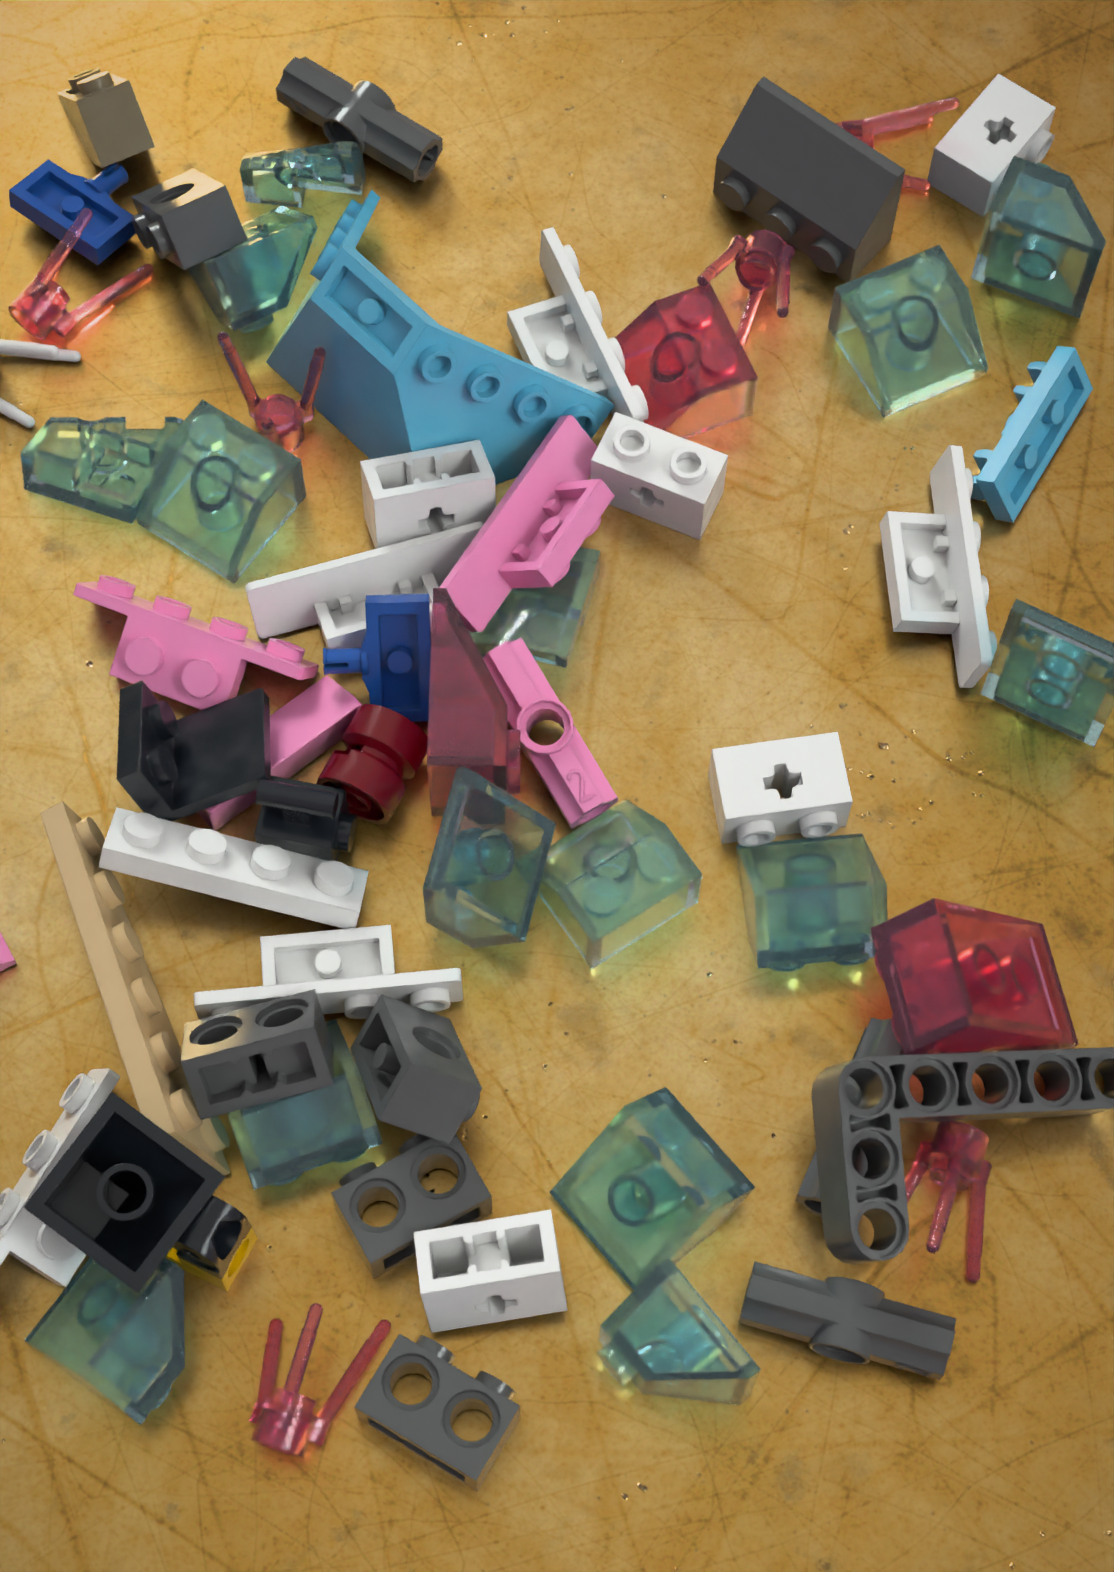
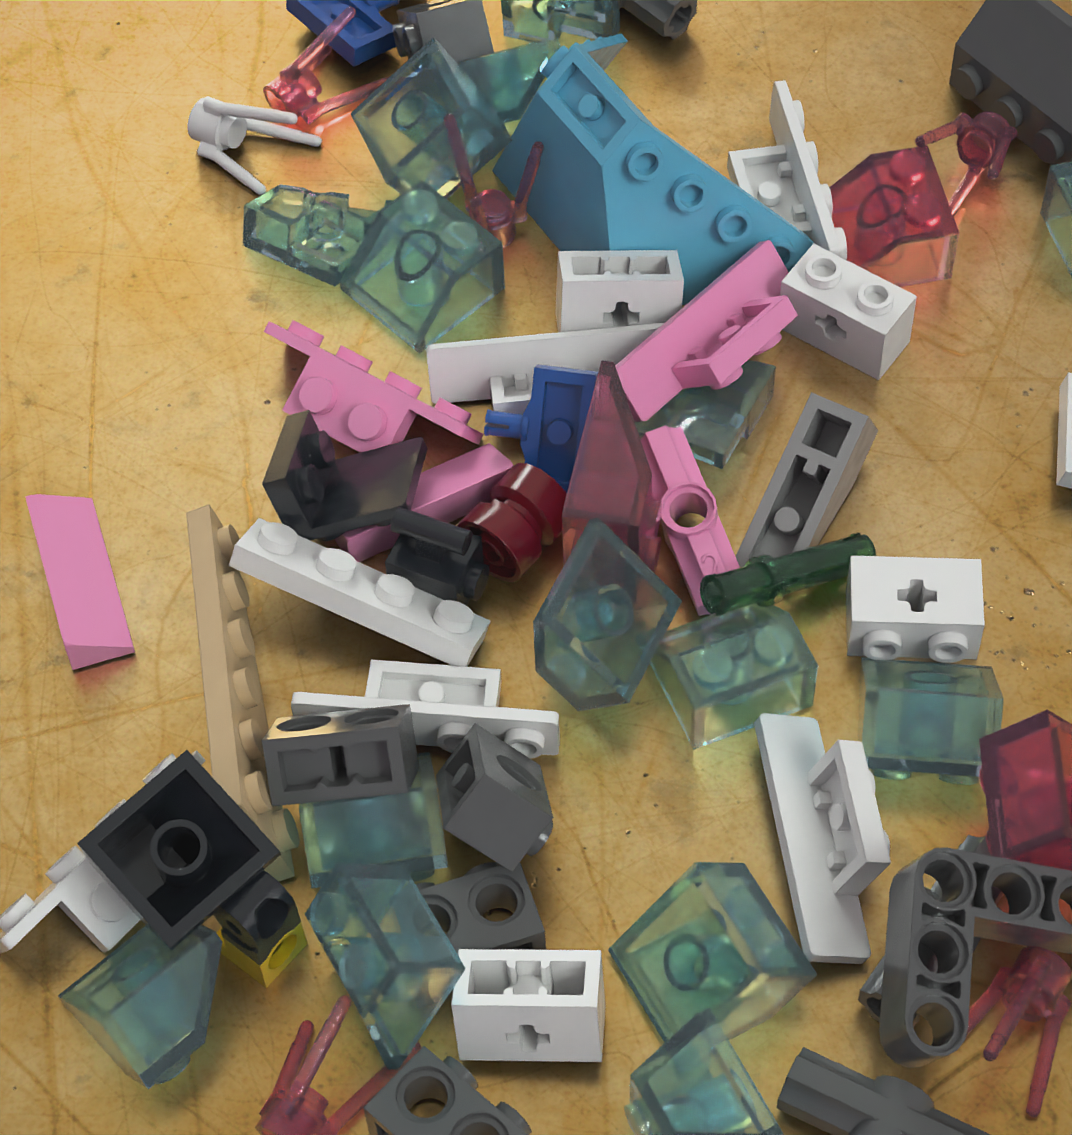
camera: 15 degrees right, 10 degrees down
(175, 328) = (407, 125): none -> clear light blue slope
(345, 1250) = (384, 952): none -> clear light blue slope
(636, 787) = (768, 579): none -> clear green pin
(652, 683) = (809, 479): none -> light grey slope
(736, 1038) = (825, 832): none -> white bracket

